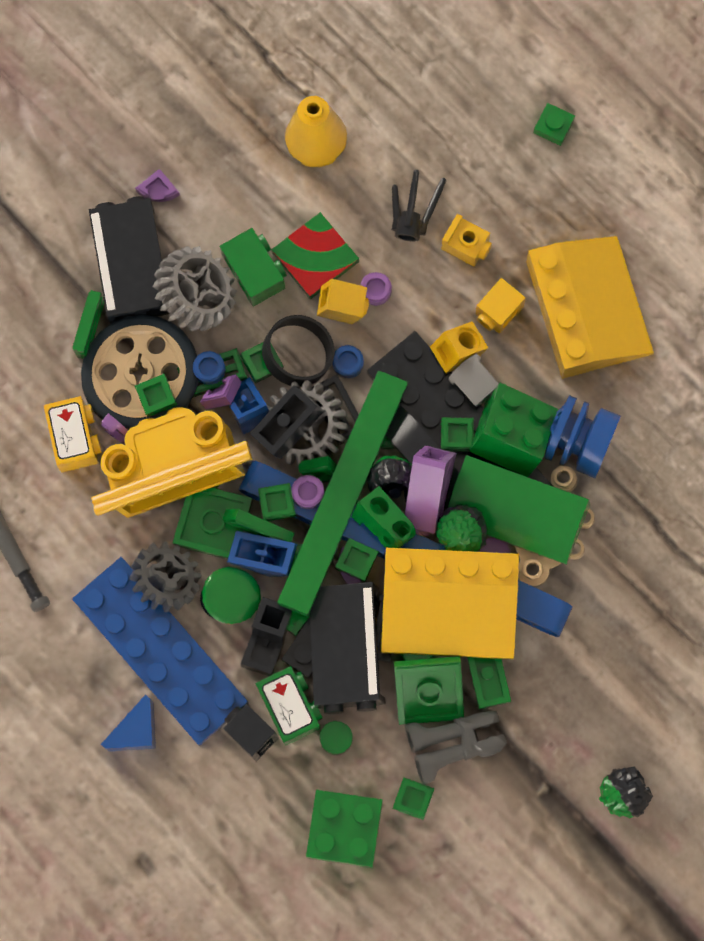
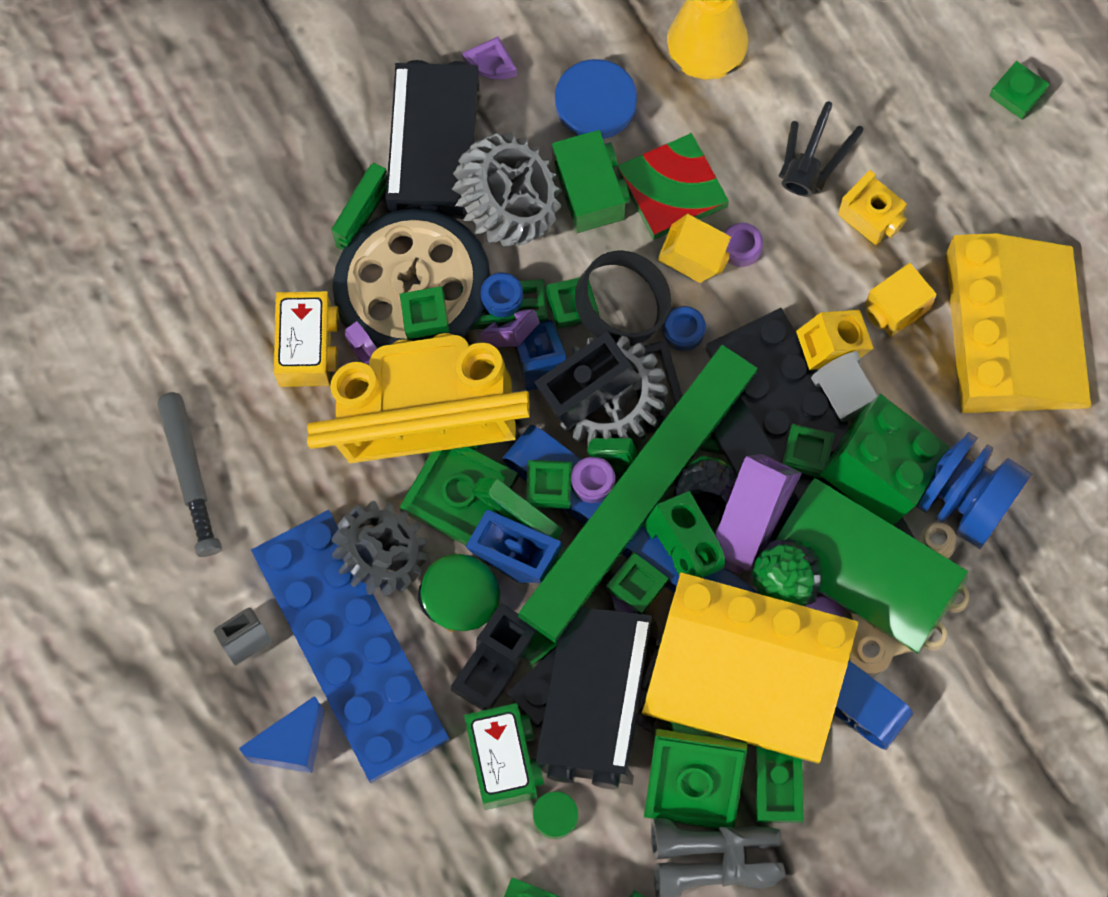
camera: 10 degrees right, 5 degrees down
(81, 662) = (242, 636): none -> dark grey brick
(243, 201) = (596, 97): none -> blue tile
(250, 731) = (441, 778): black brick -> none

